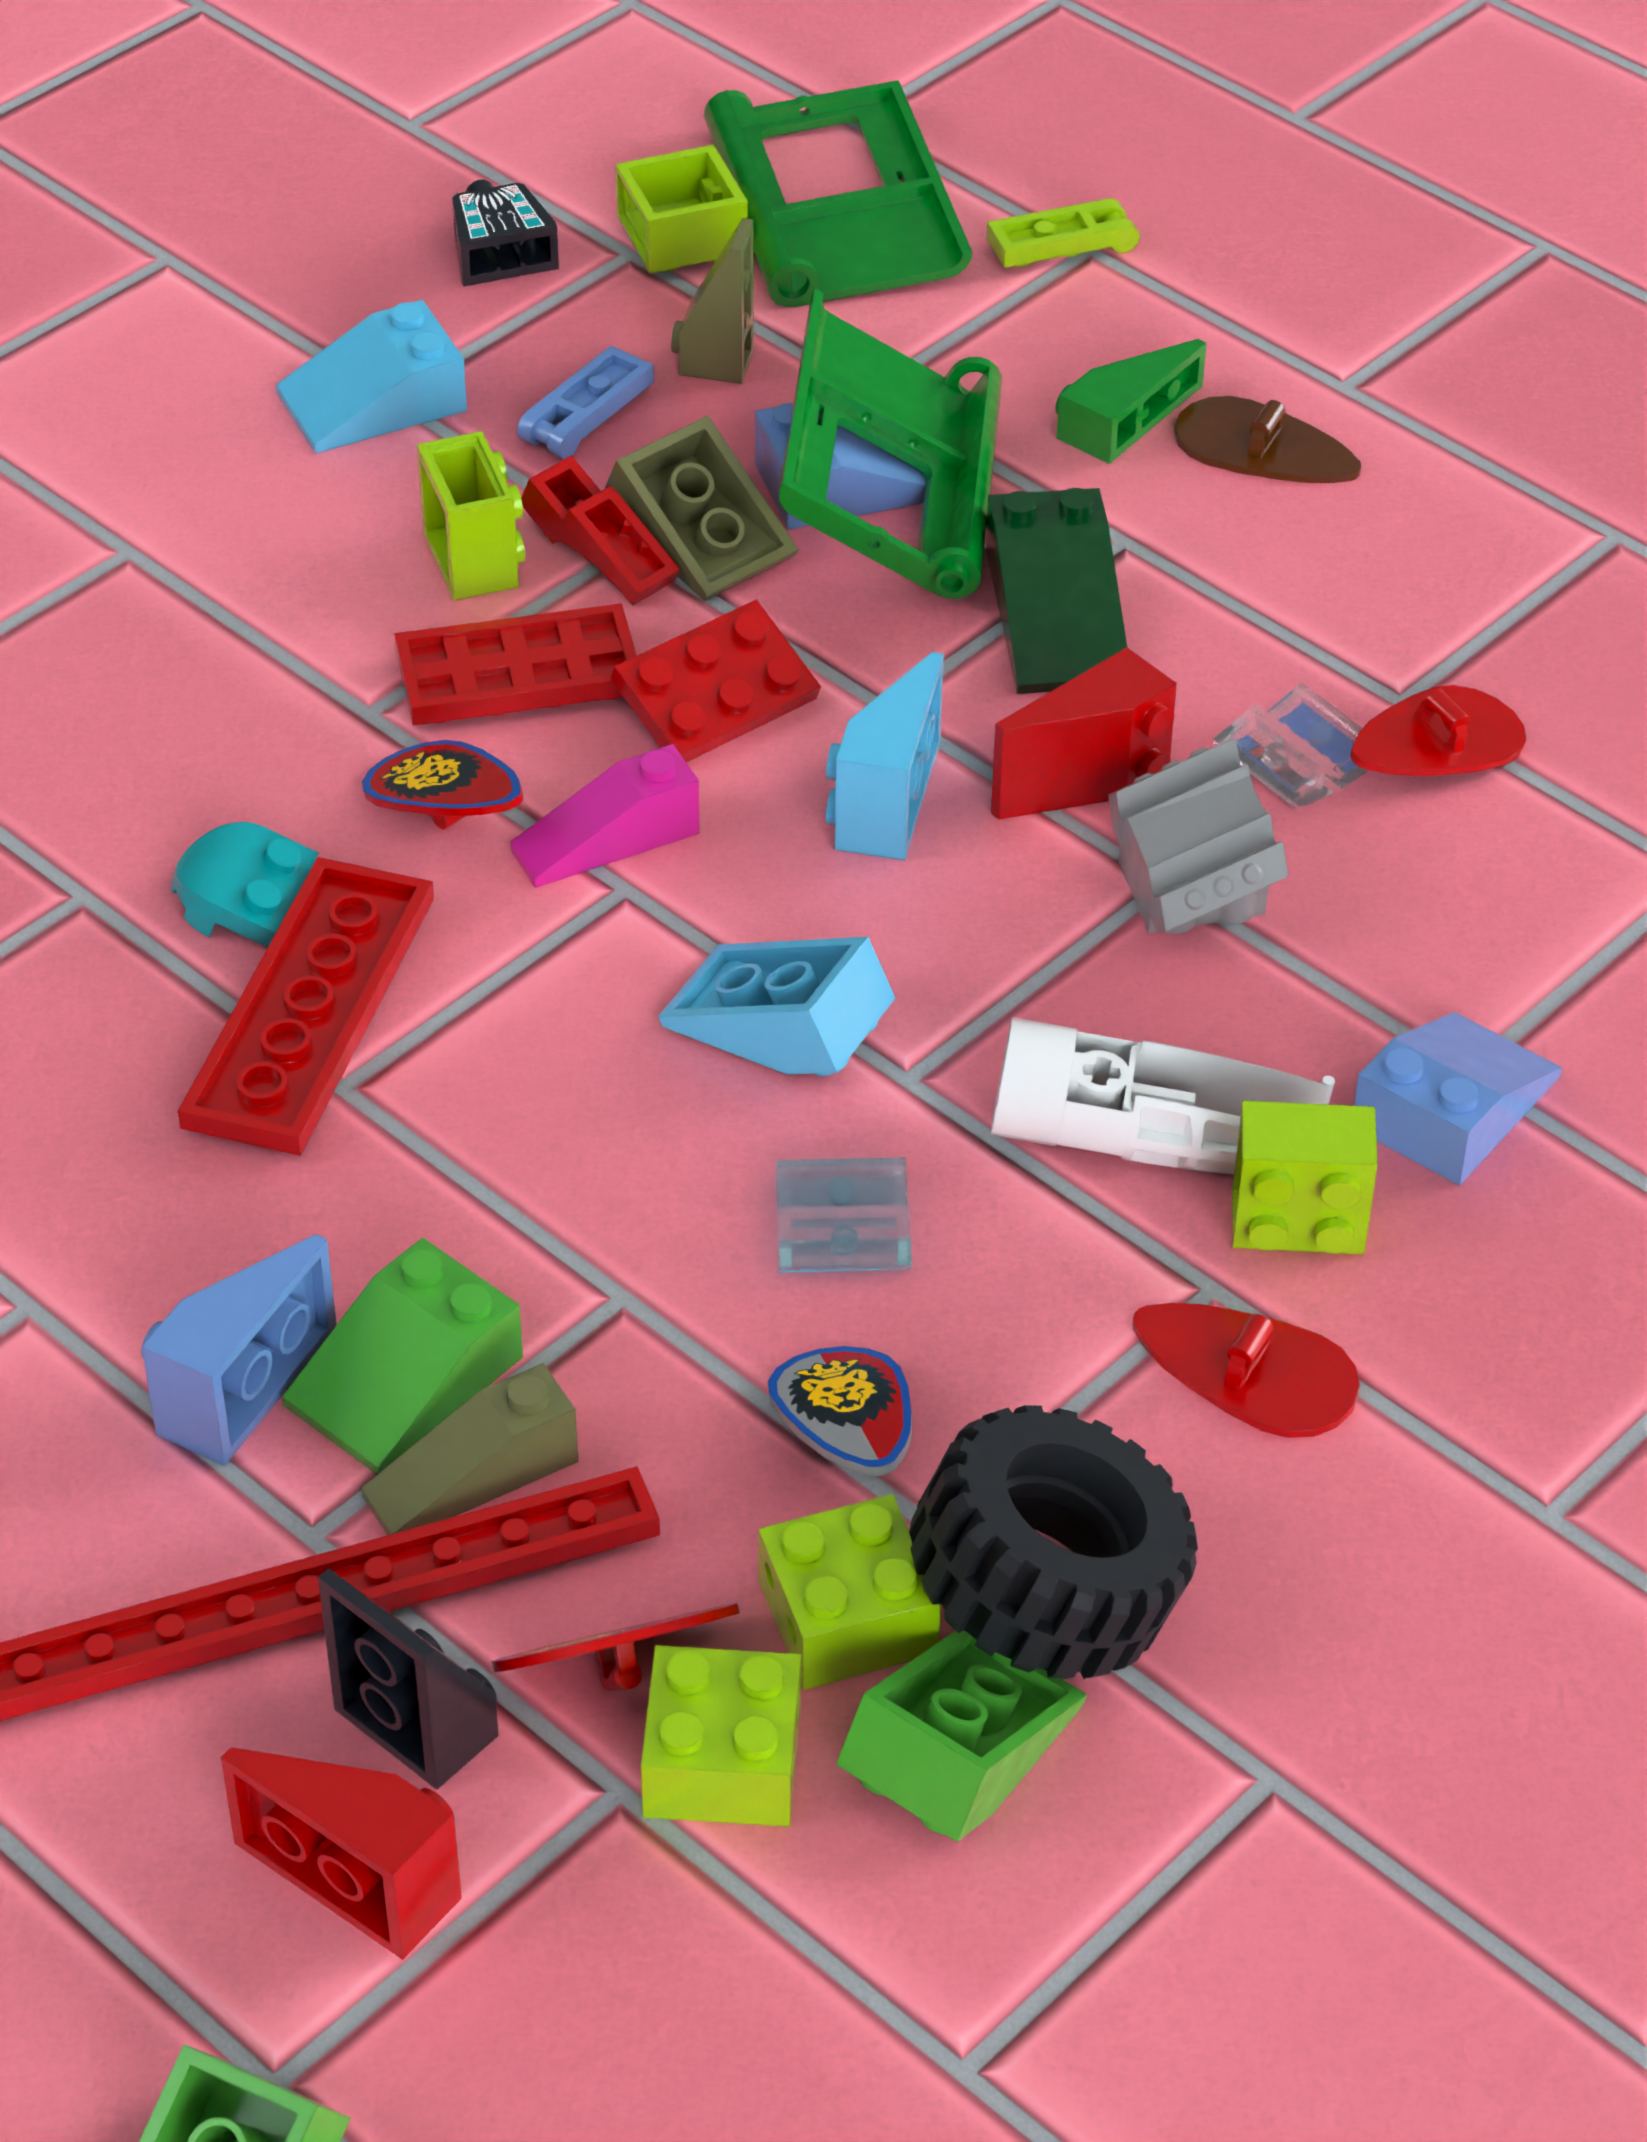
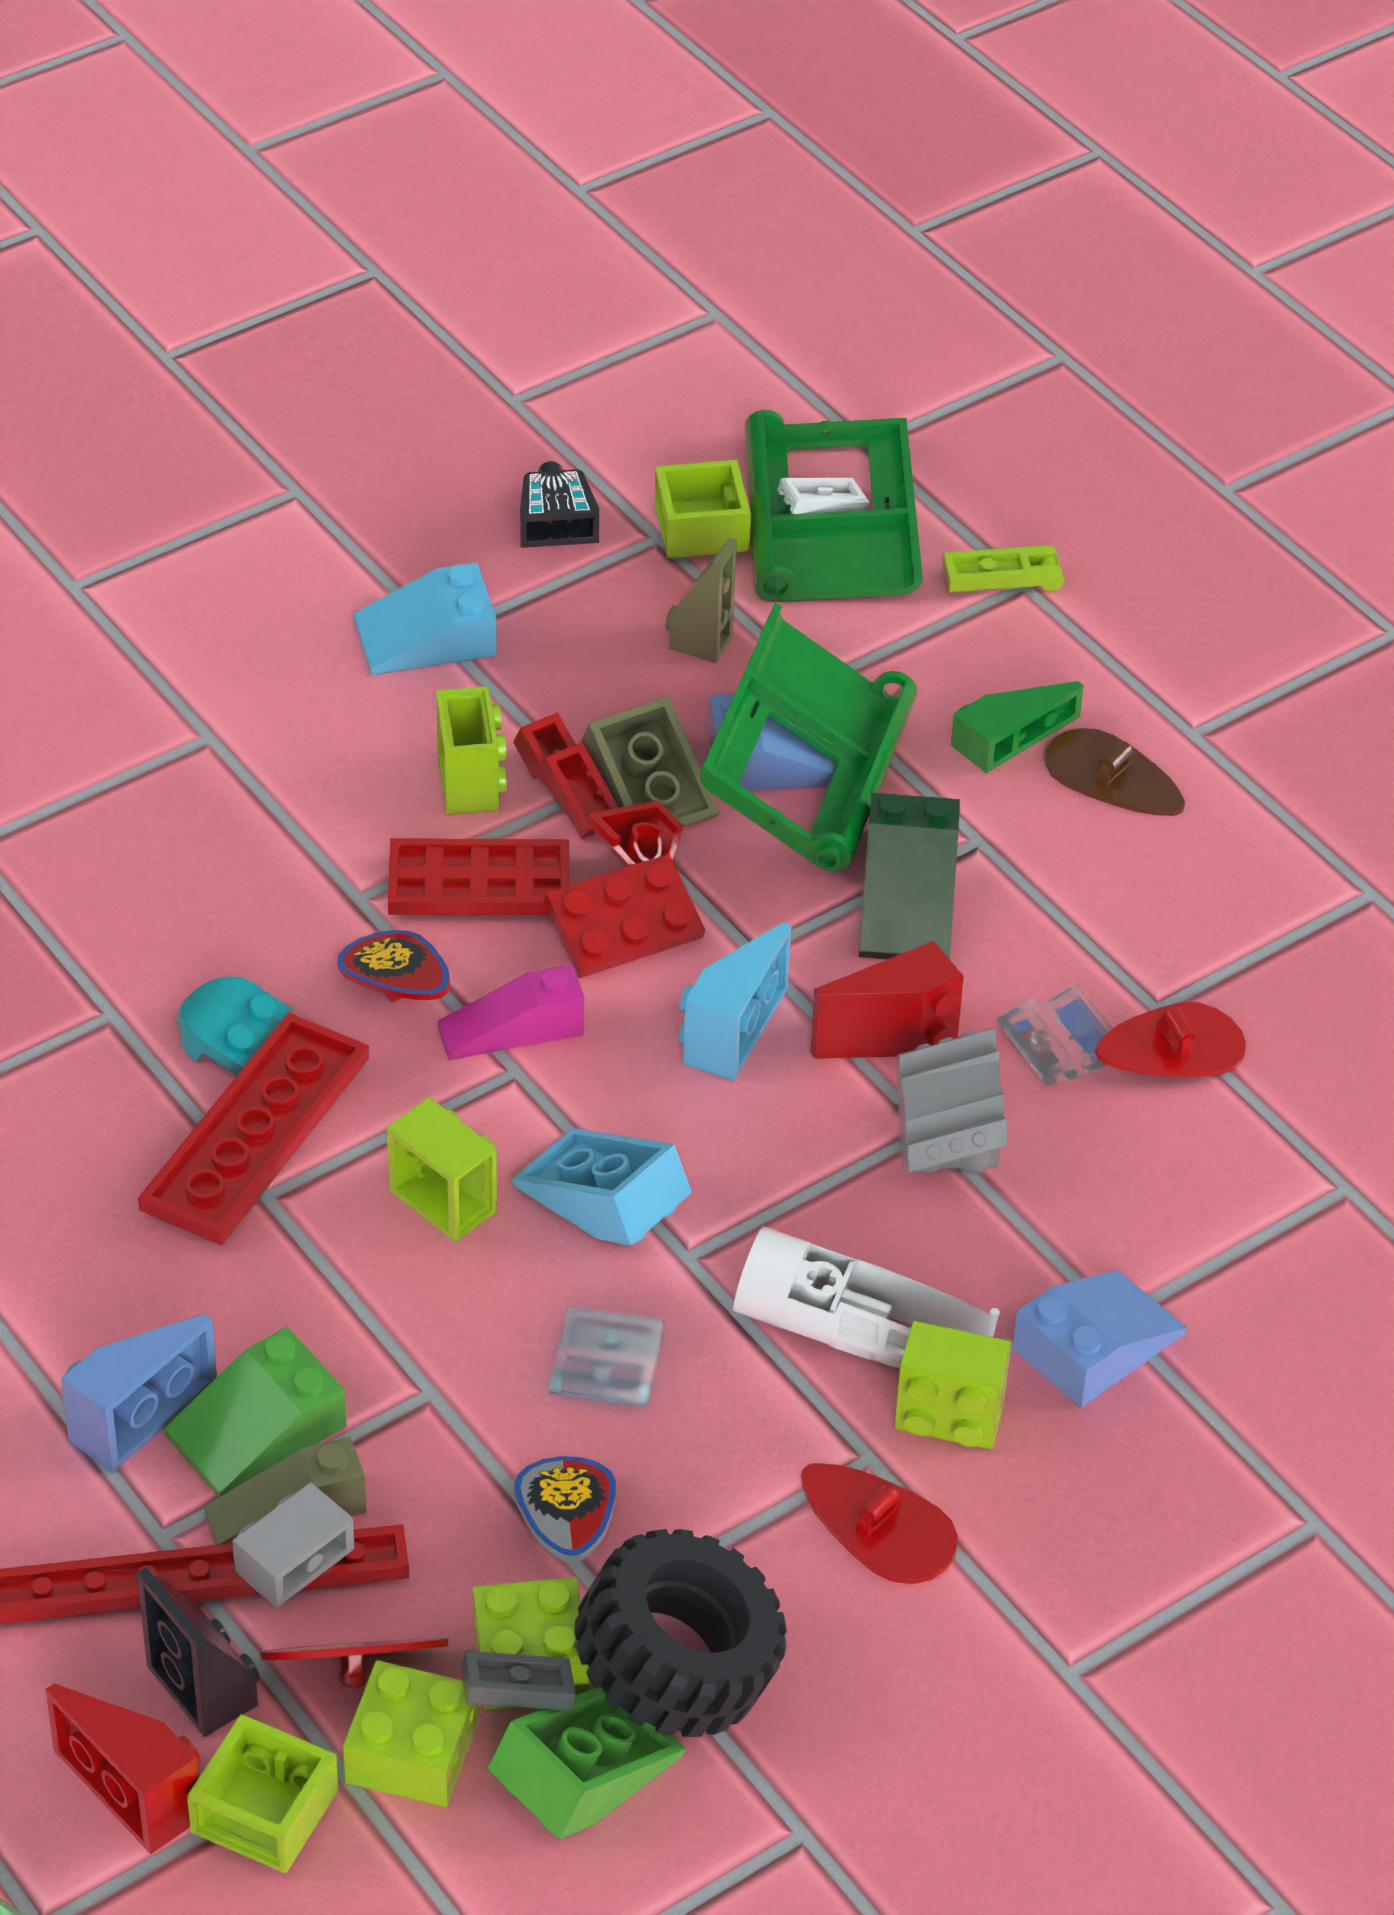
camera: 10 degrees right, 0 degrees up
(502, 1514) = (293, 1544): none -> light grey brick
(544, 1849) = (263, 1793): none -> lime piece
(572, 1014) = (442, 1169): none -> lime piece
(585, 401) = (587, 662): medium blue plate -> none
(705, 582) = (638, 831): none -> red slope
(819, 177) = (822, 495): none -> white tile
(856, 1639) = (518, 1680): none -> dark grey plate

